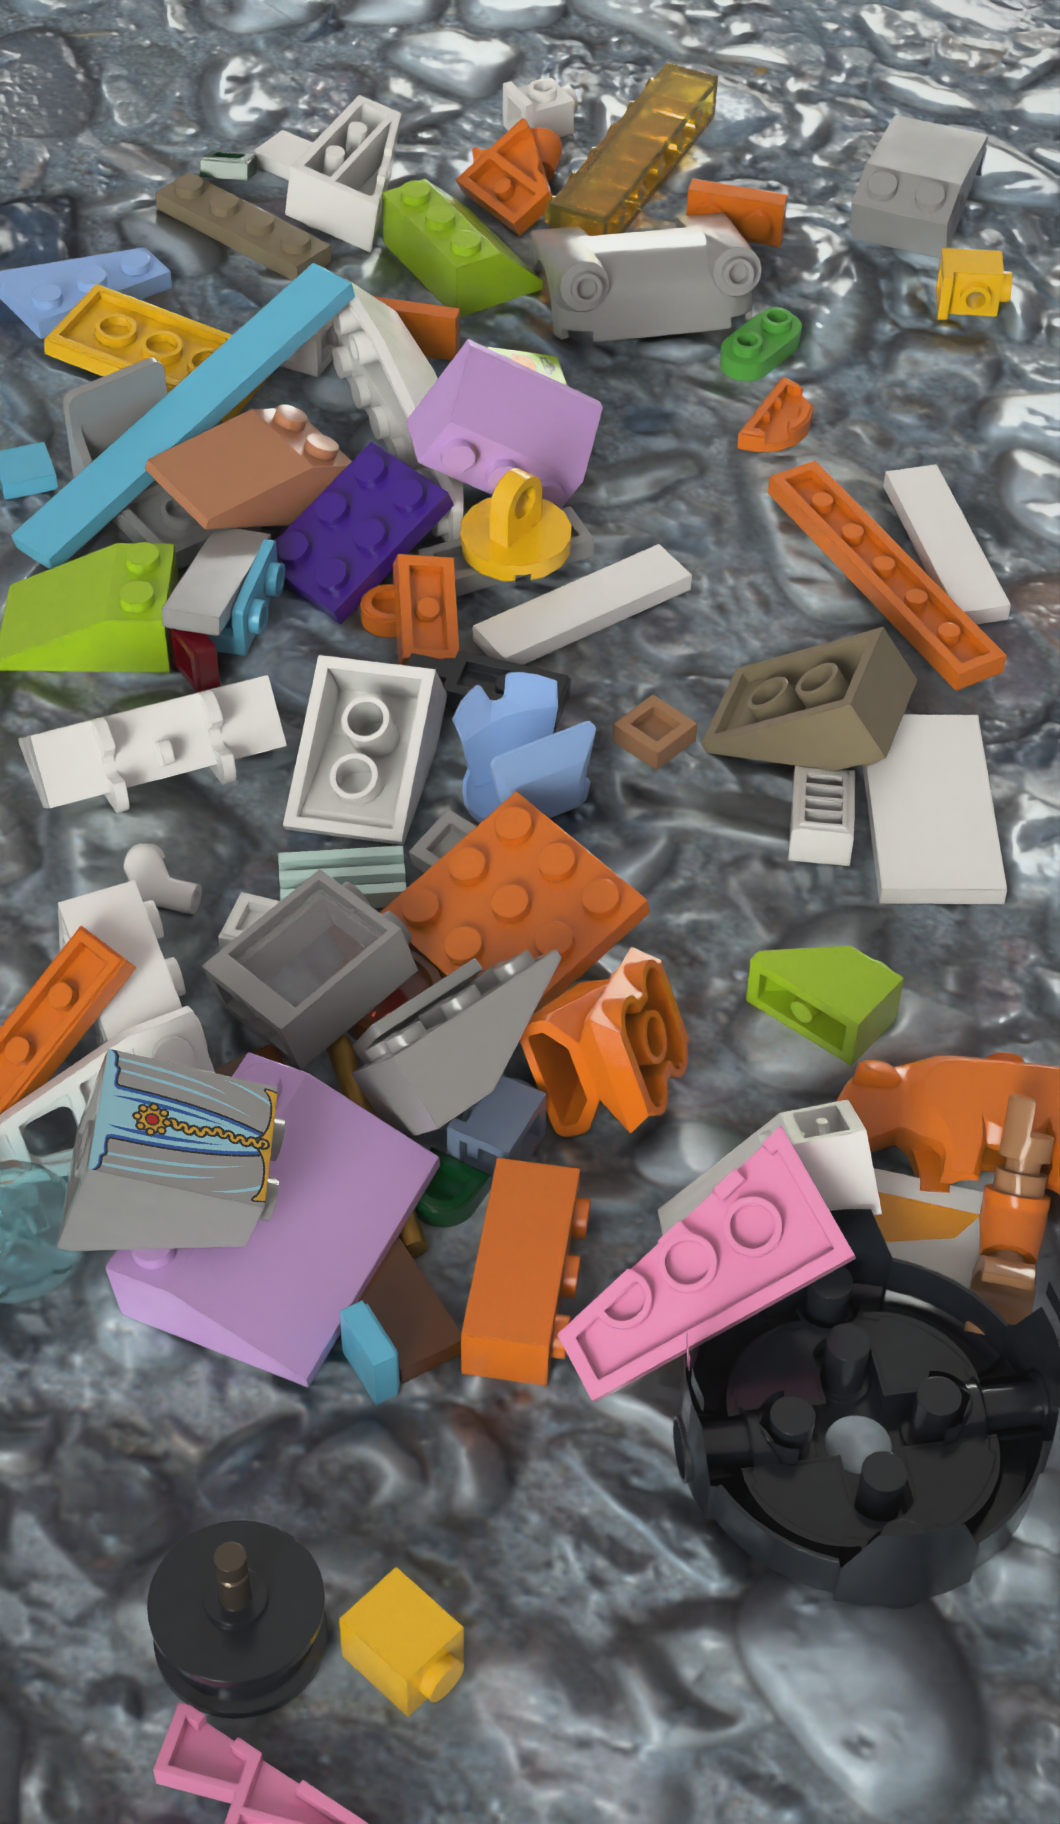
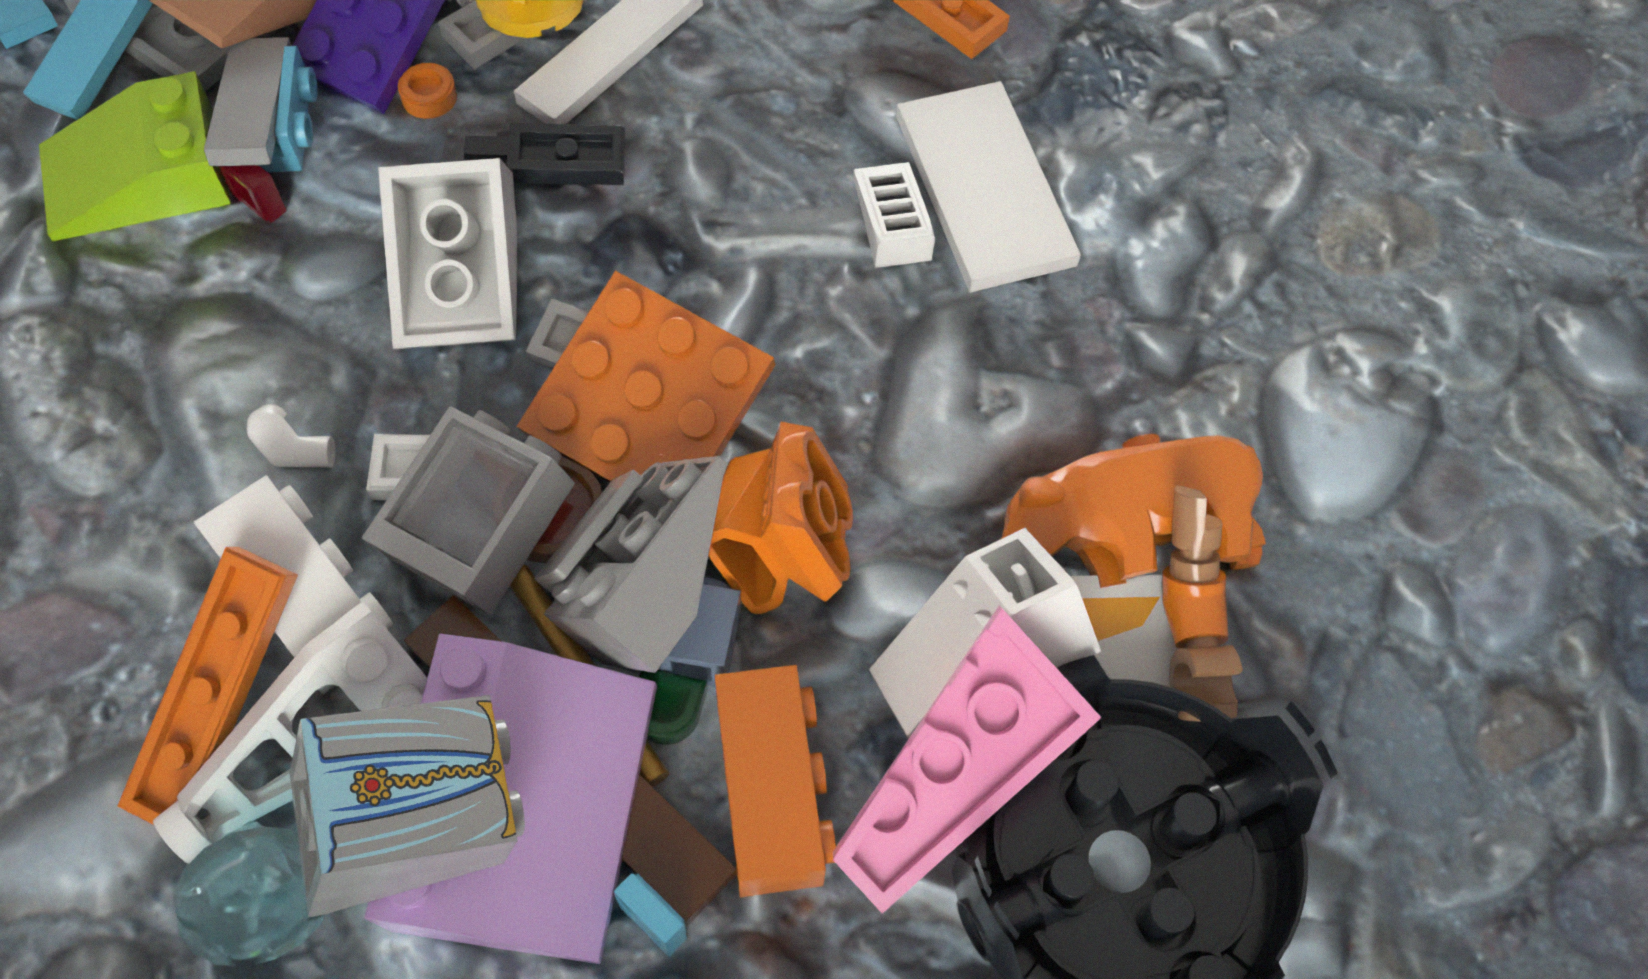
camera: 20 degrees left, 15 degrees up
(154, 744) = (236, 292): white piece -> none
(349, 865) = (466, 384): light aqua tile -> none
(425, 607) = (464, 84): orange plate -> none
(514, 748) = (598, 225): light blue piece -> none
(654, 732) = (717, 165): medium nougat plate -> none
(816, 705) = (858, 107): dark tan slope -> none
(827, 995) = (958, 406): lime slope -> none

